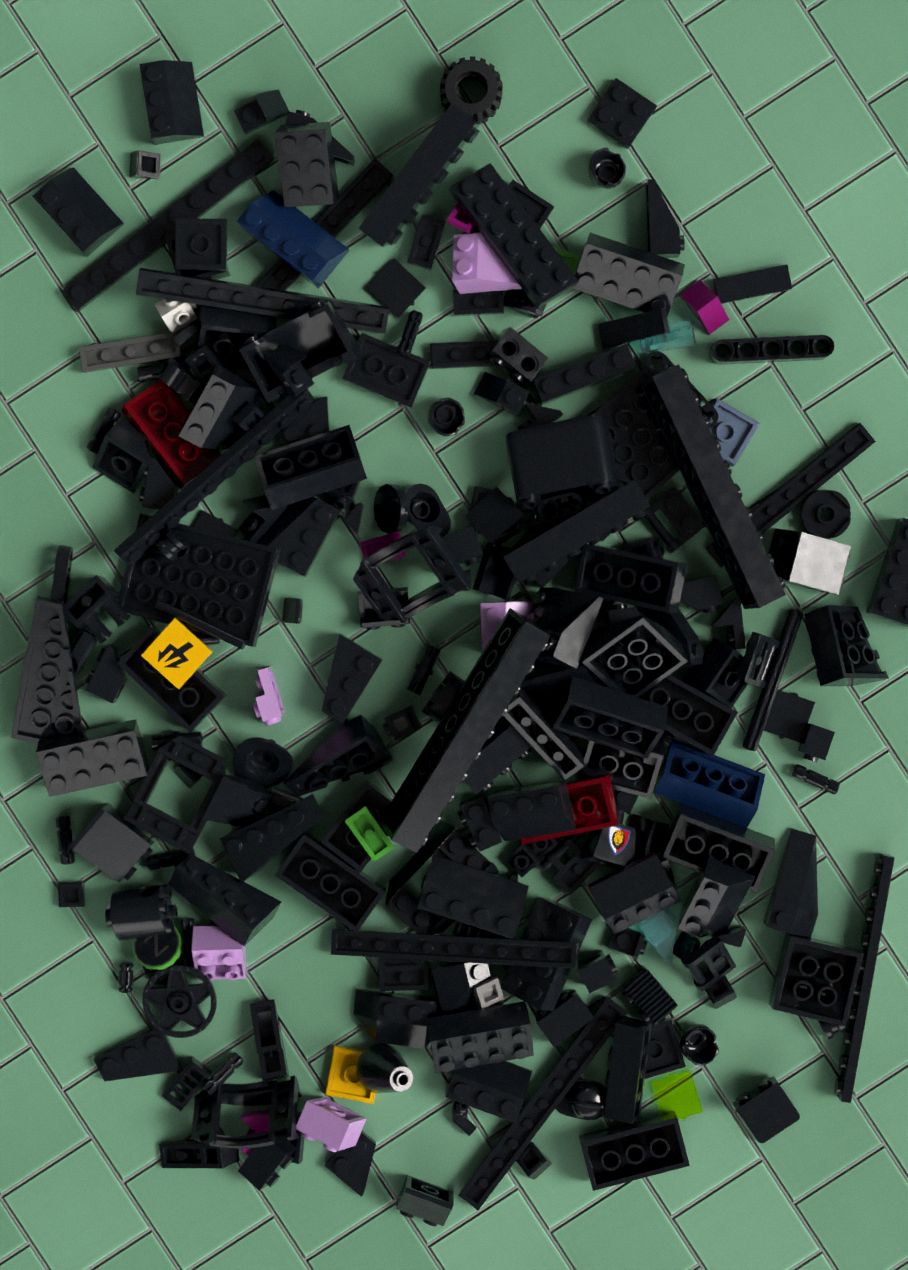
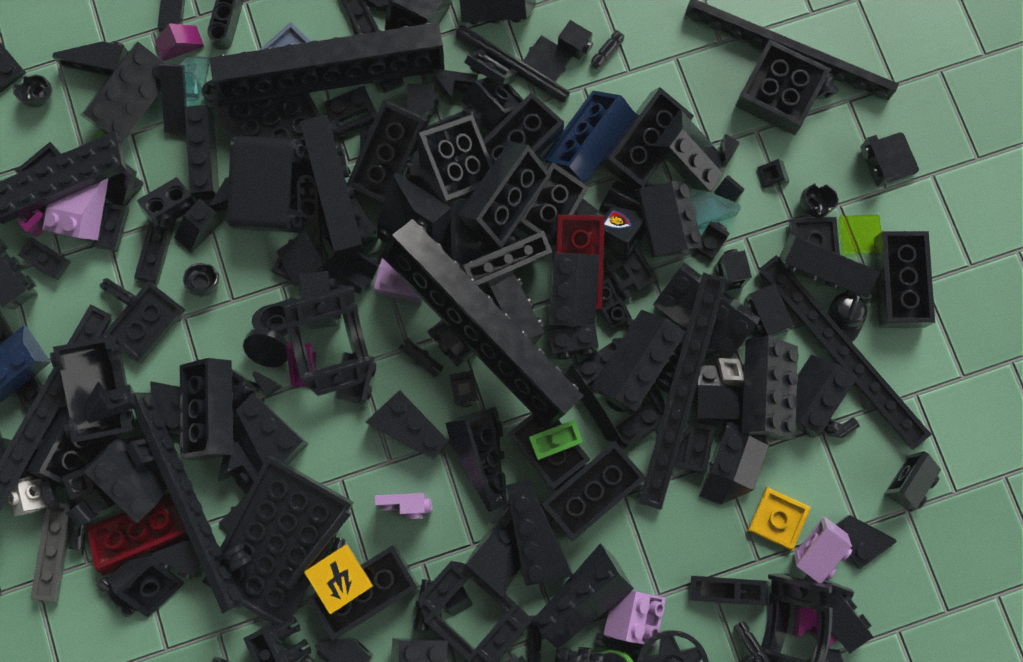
camera: 70 degrees left, 10 degrees down
(262, 761) = (464, 526): black hat -> none
(292, 610) = (334, 463): black slope -> none
(383, 1070) = (782, 486): black cone -> none
(396, 288) = (76, 295): black piece -> none
(533, 1161) = (895, 374): black slope -> none
(649, 996) = (764, 233): black brick -> none
(715, 958) = (747, 166): black plate -> none
(795, 892) = (701, 90): black wedge -> none

